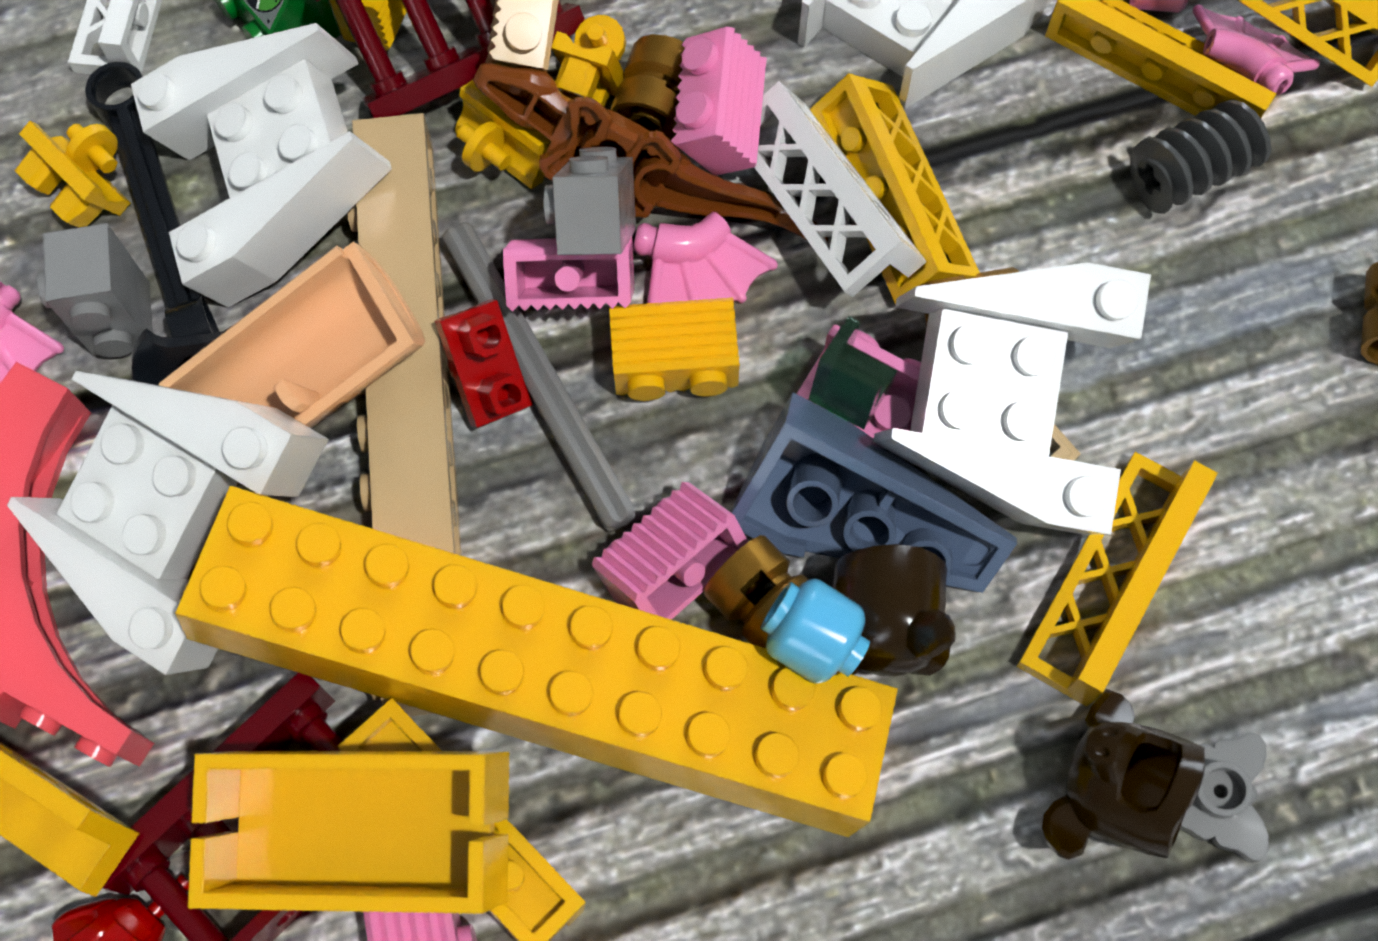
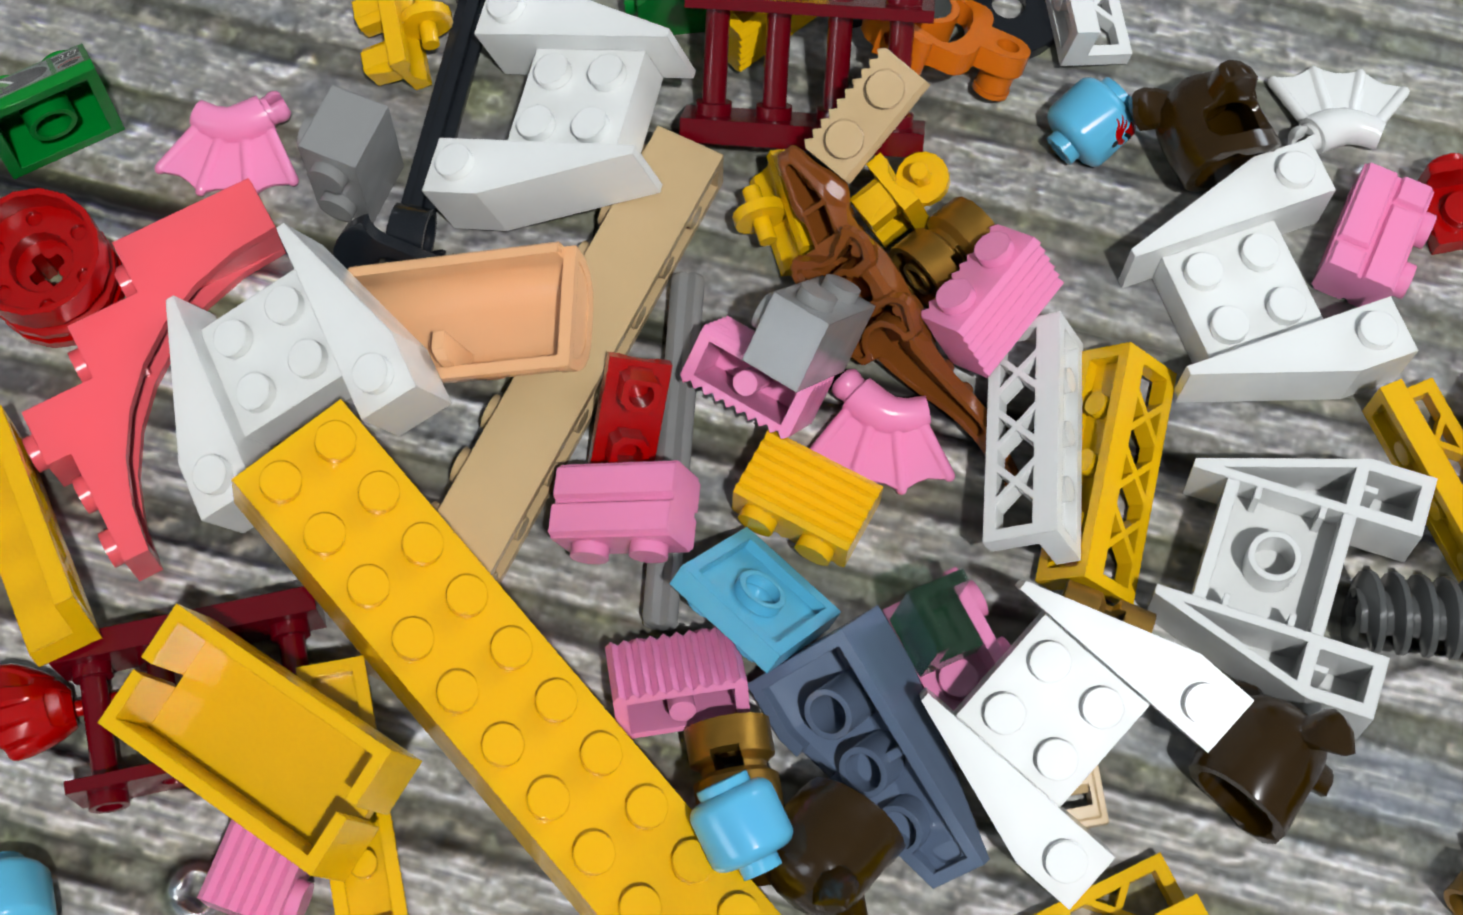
camera: 30 degrees right, 0 degrees up
(532, 443) = (624, 510): none -> bright pink brick
(689, 449) = (755, 599): none -> medium azure plate
(1078, 181) = (1277, 568): none -> white wedge
(1185, 322) = (1274, 759): none -> dark brown piece

